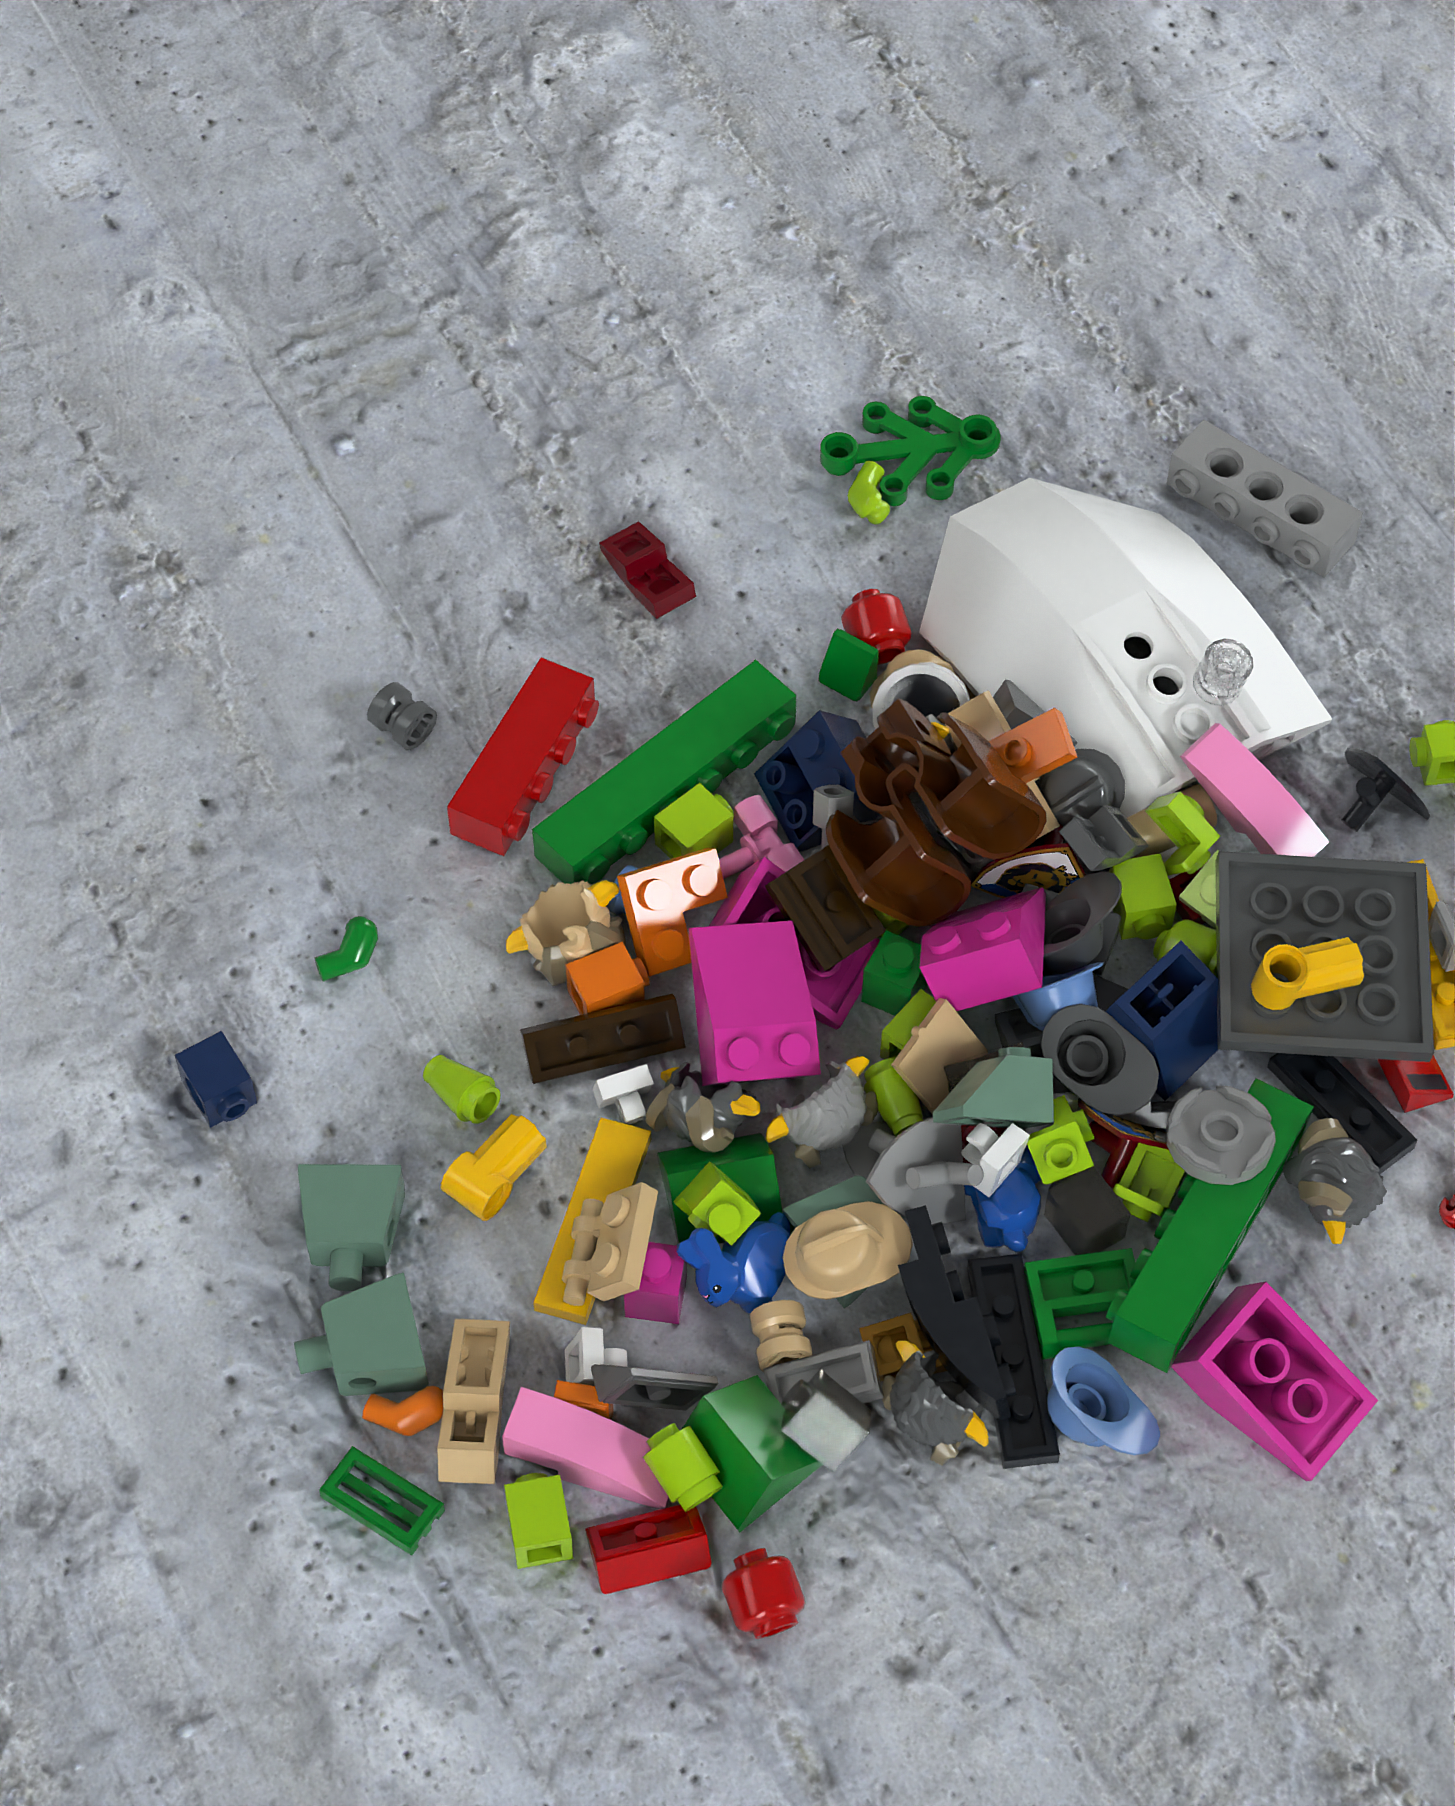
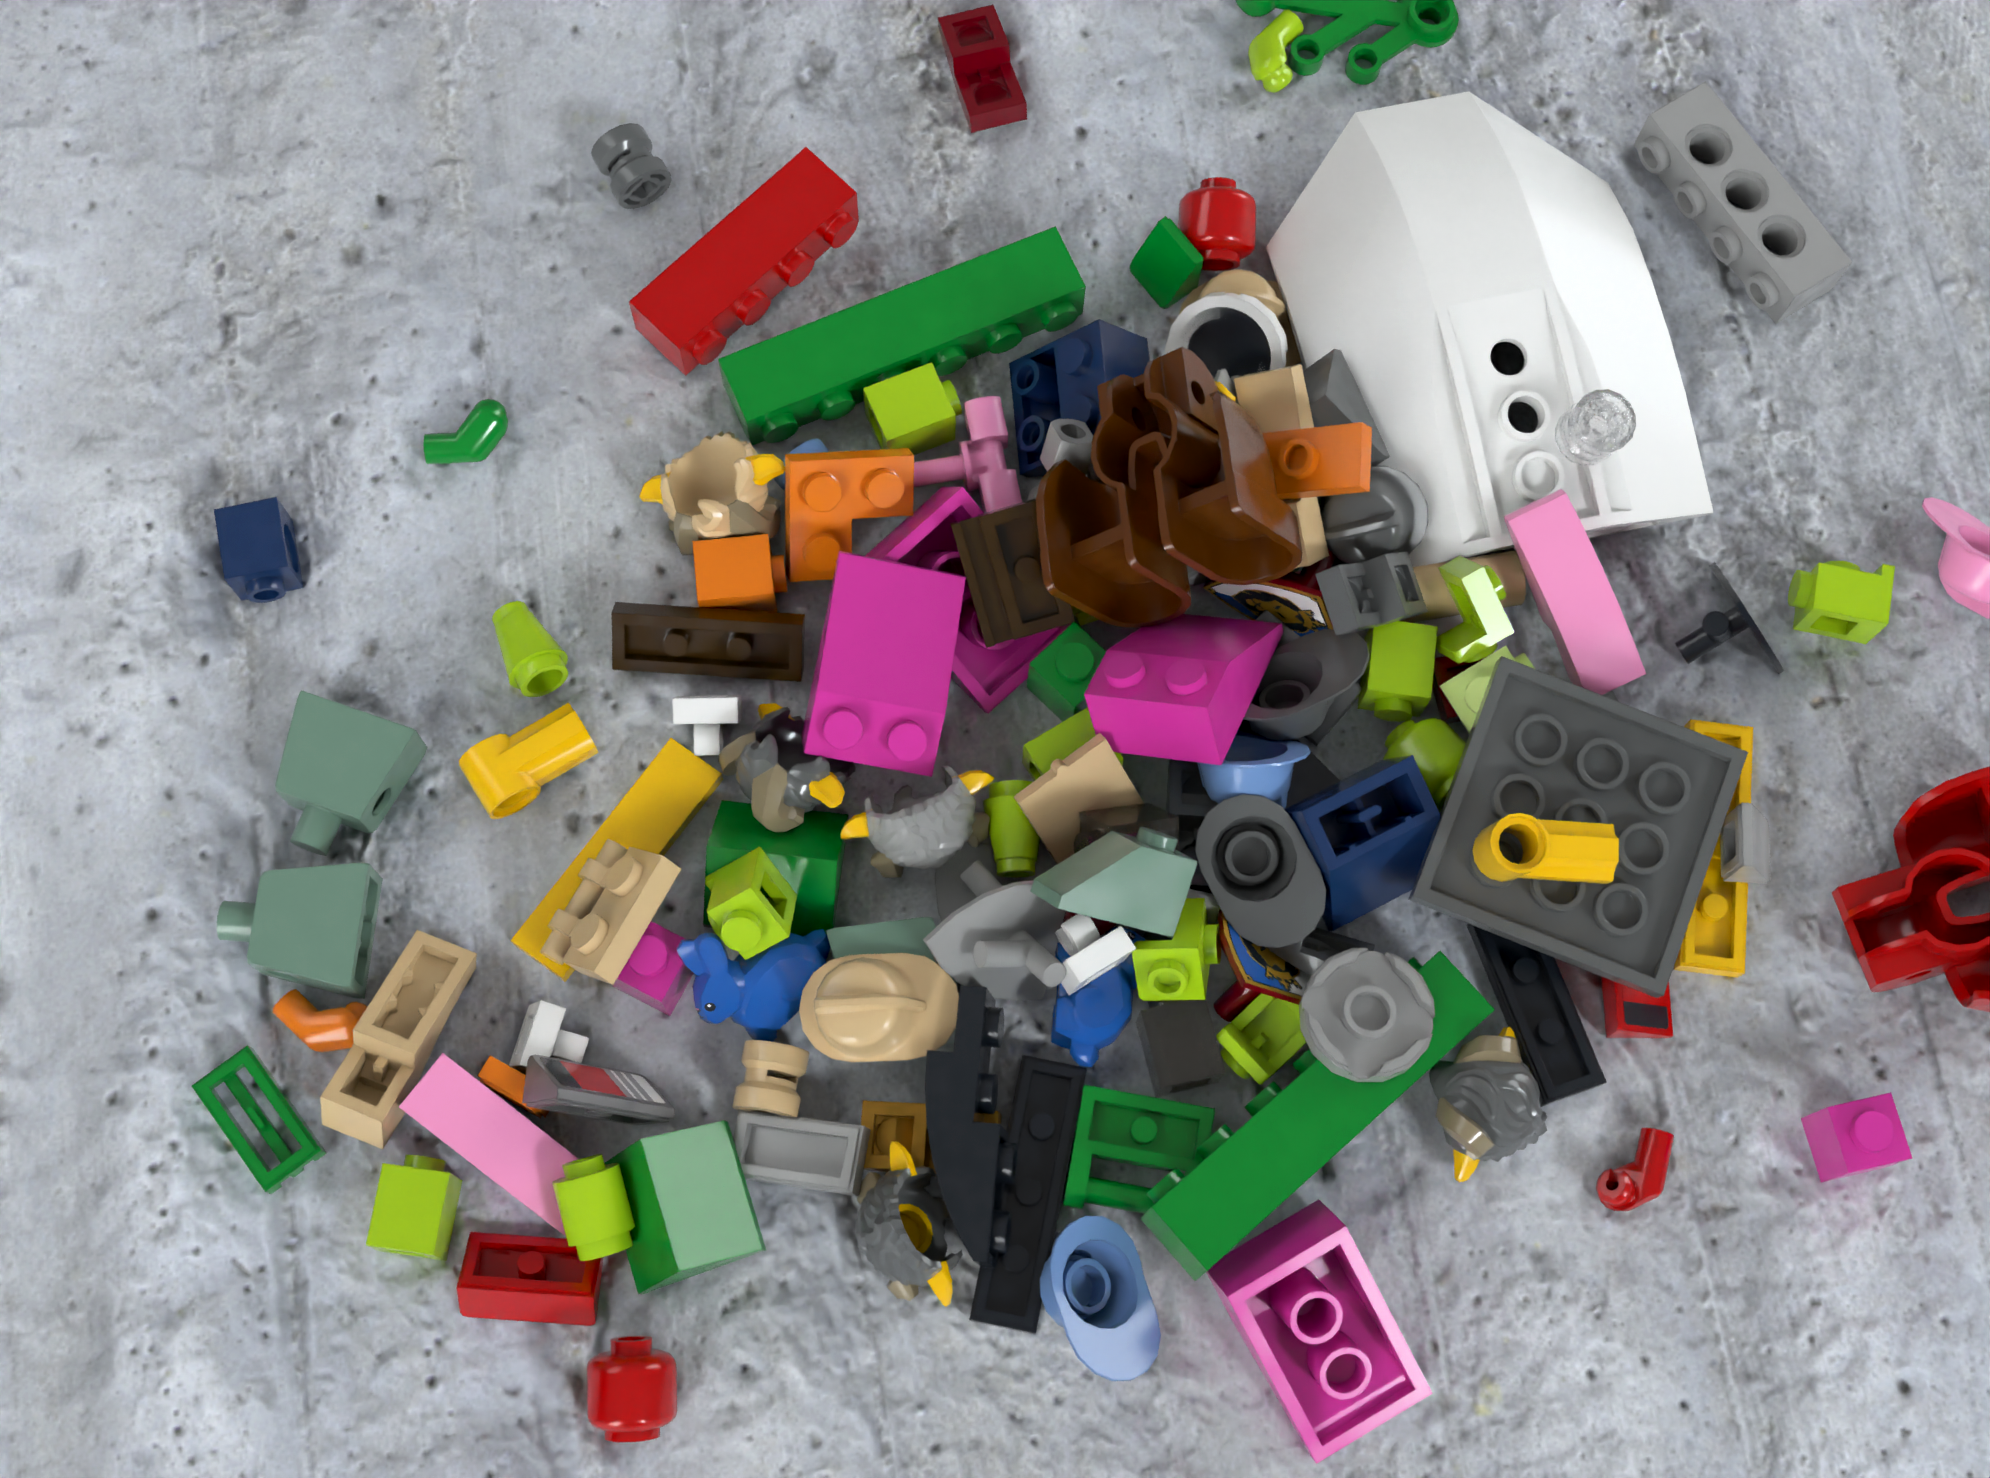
camera: 15 degrees right, 15 degrees up
(825, 1419) = (776, 1208): clear smoke brick -> none

